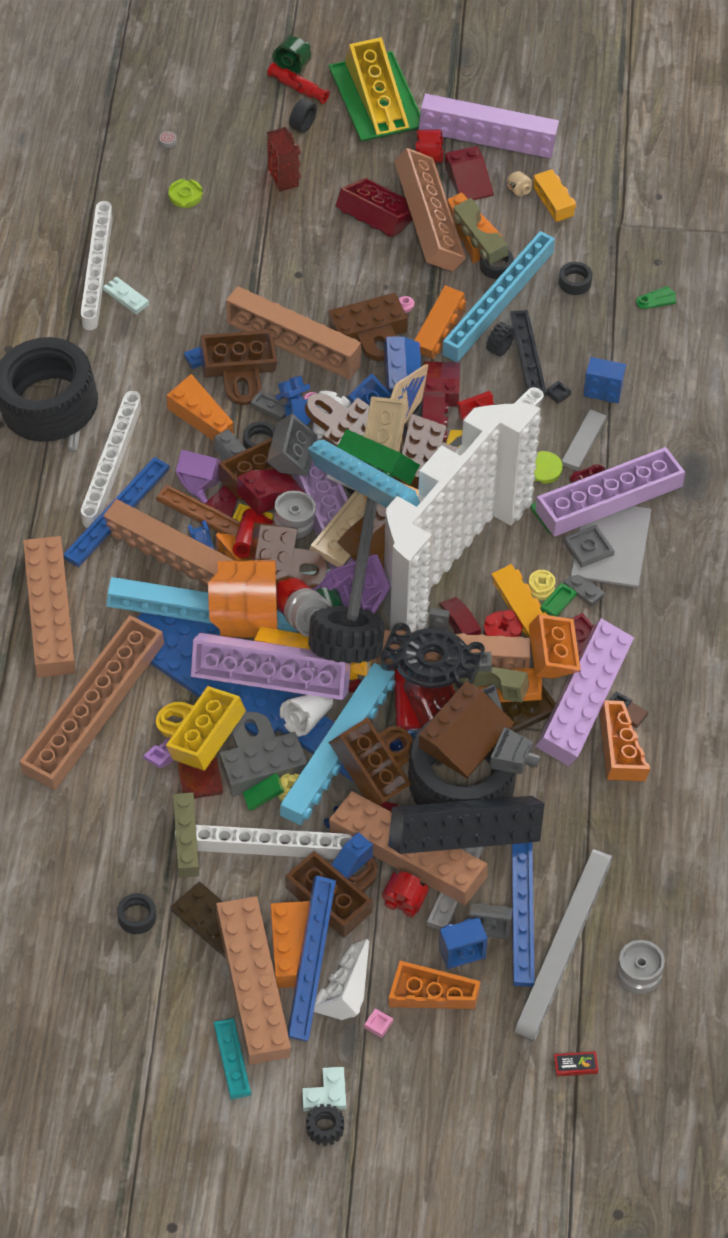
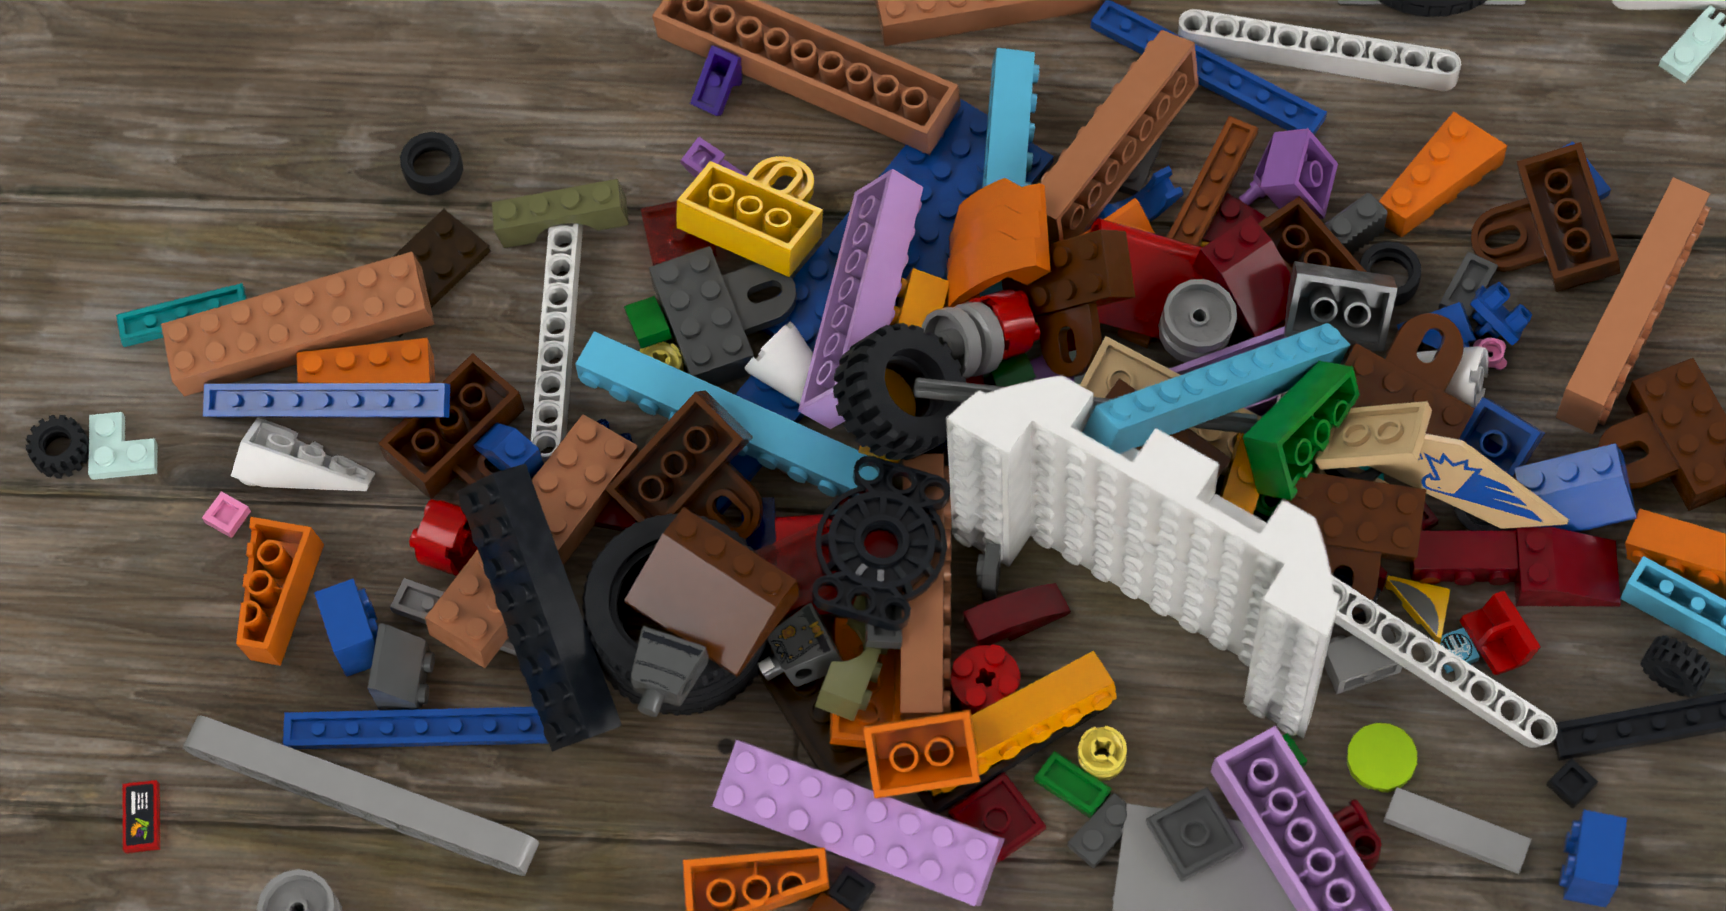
camera: 95 degrees right, 10 degrees up
(95, 750) = (718, 76): none -> dark purple slope

